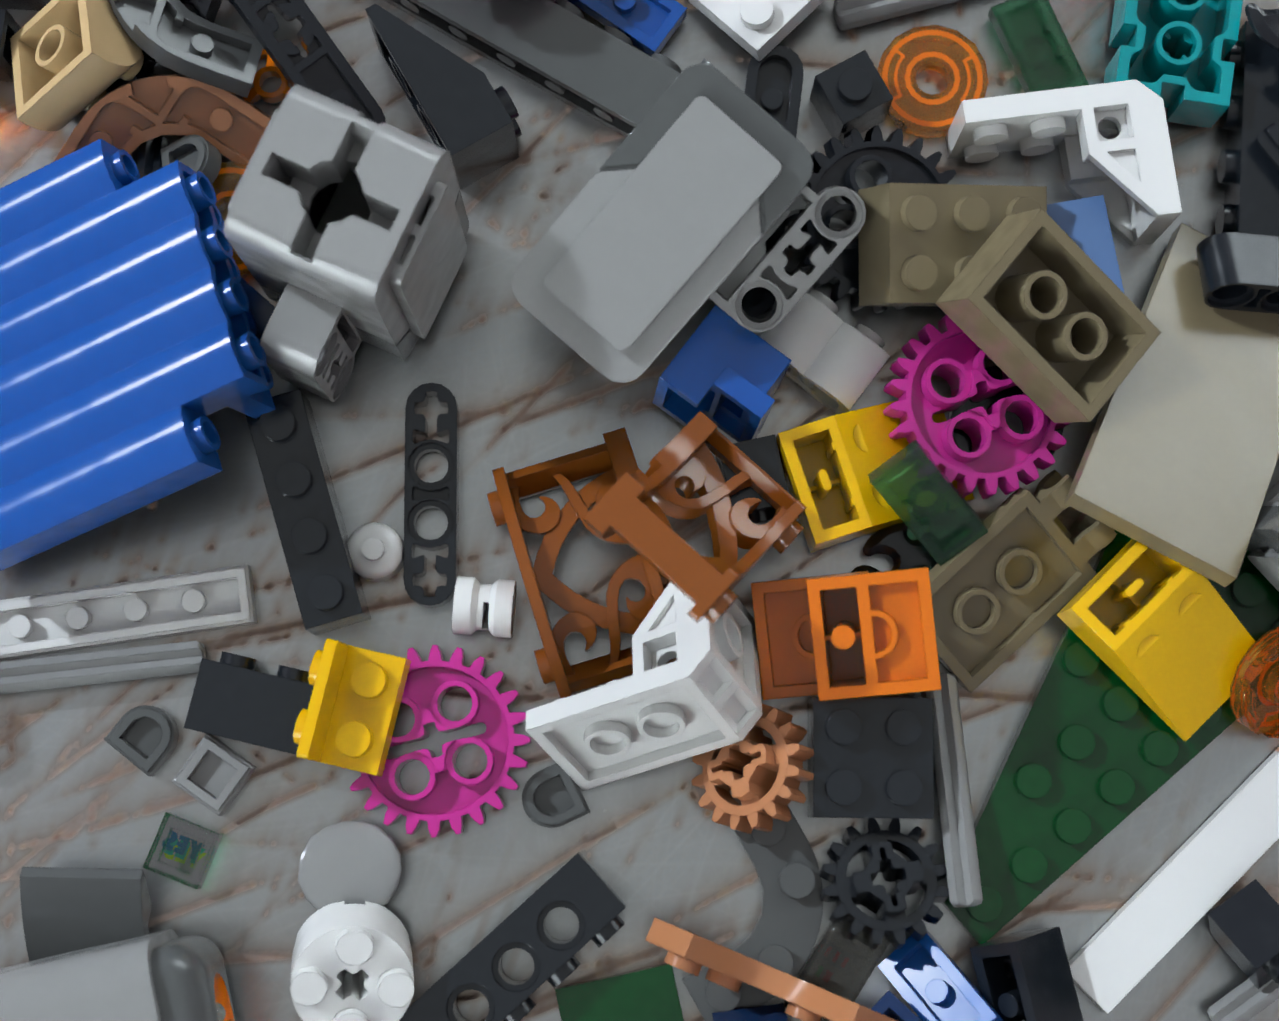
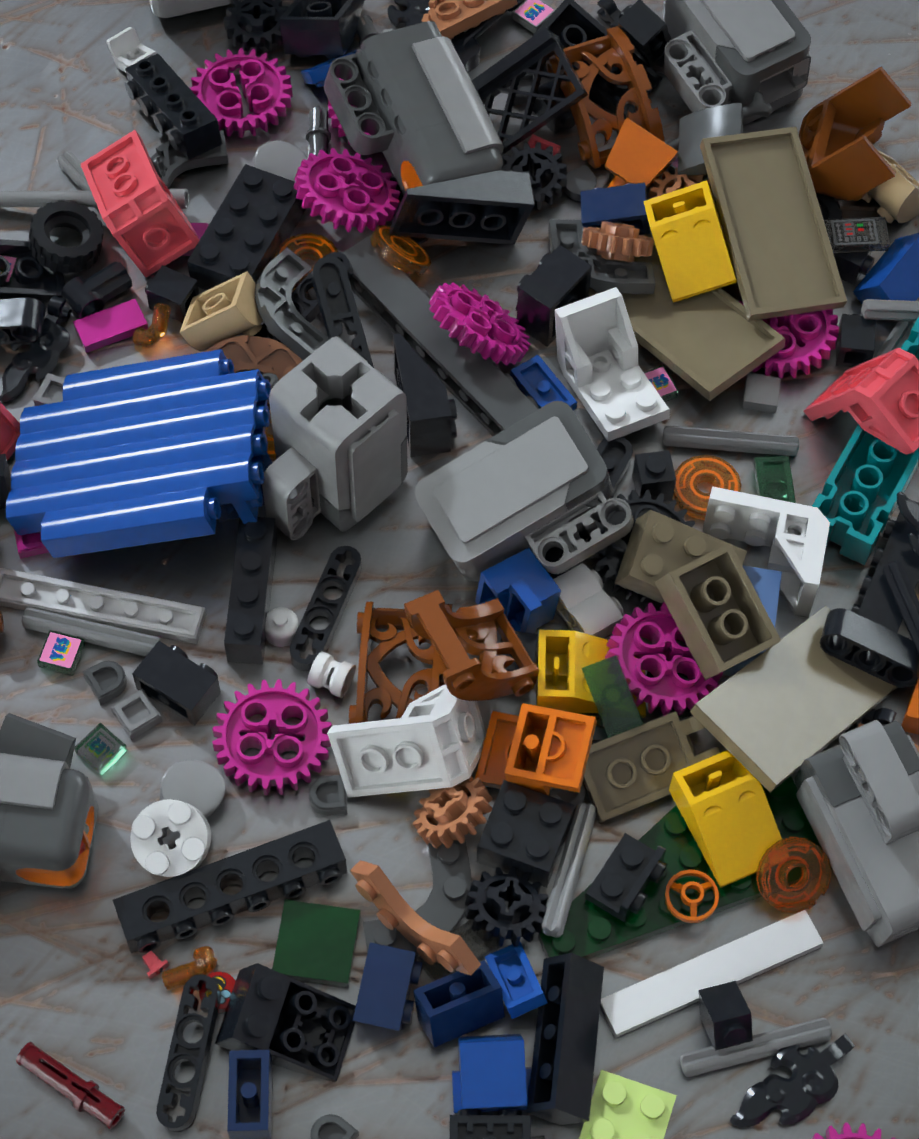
camera: 20 degrees right, 20 degrees down
(57, 718) = (61, 653): none -> tile
(351, 707) = (231, 693): yellow bracket -> none
(1047, 777) = (625, 877): none -> black bracket
(1131, 765) = (700, 888): none -> orange piece

